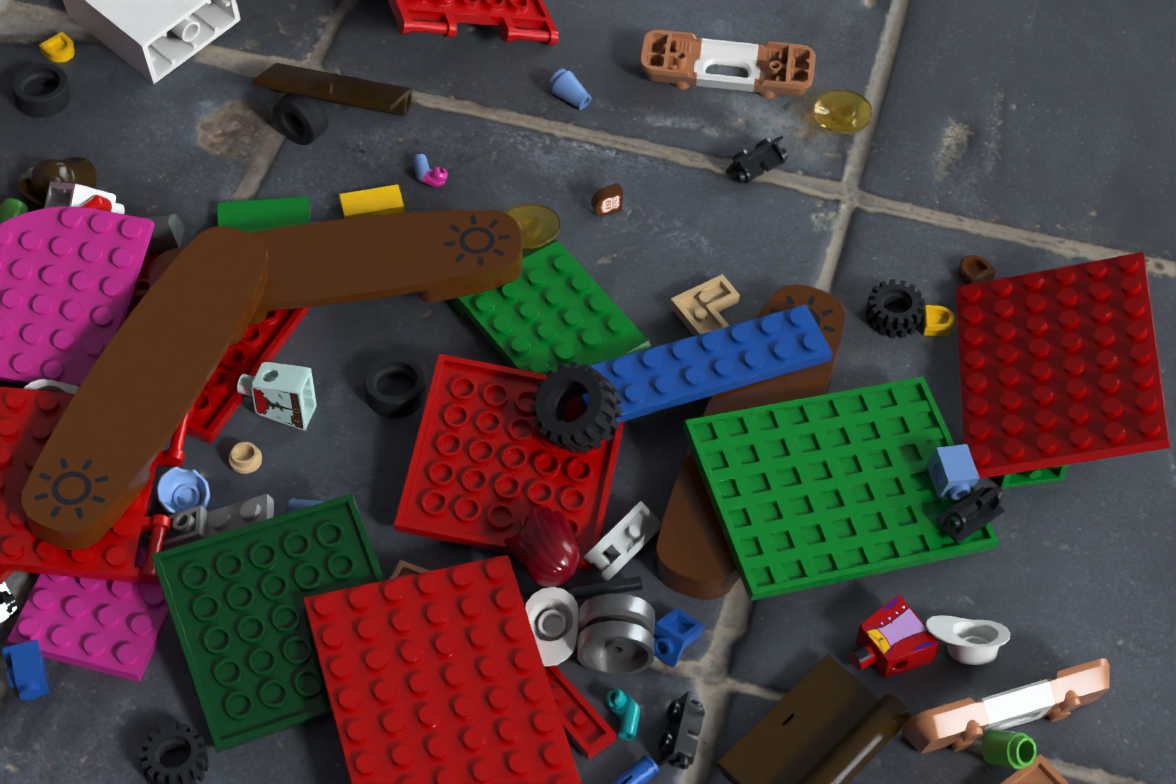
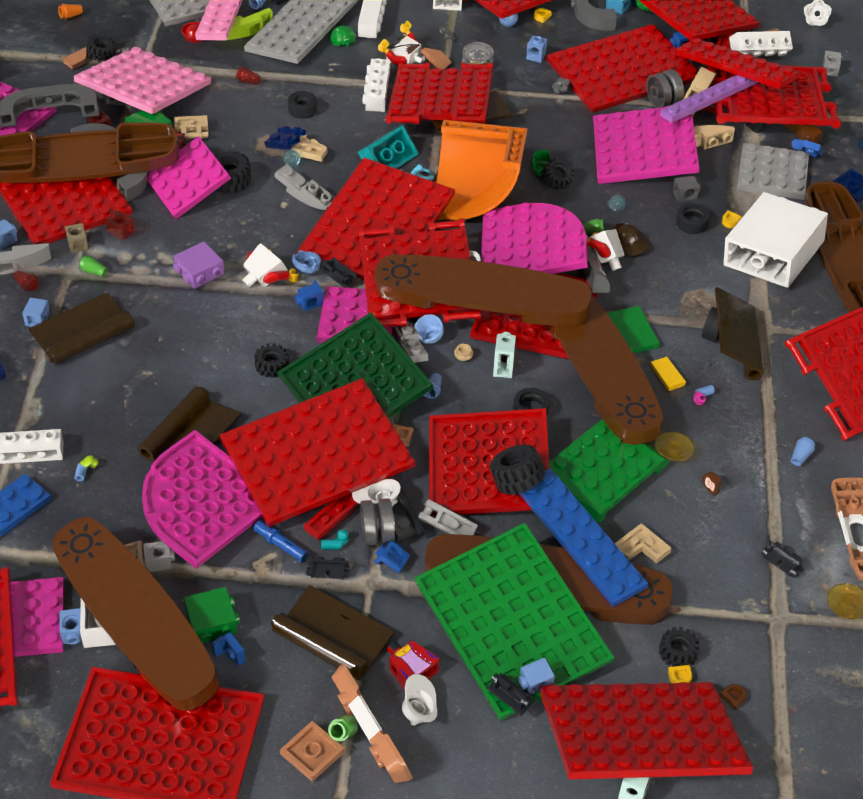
camera: 80 degrees right, 5 degrees down
(546, 547) = (425, 480): dark red hair -> none

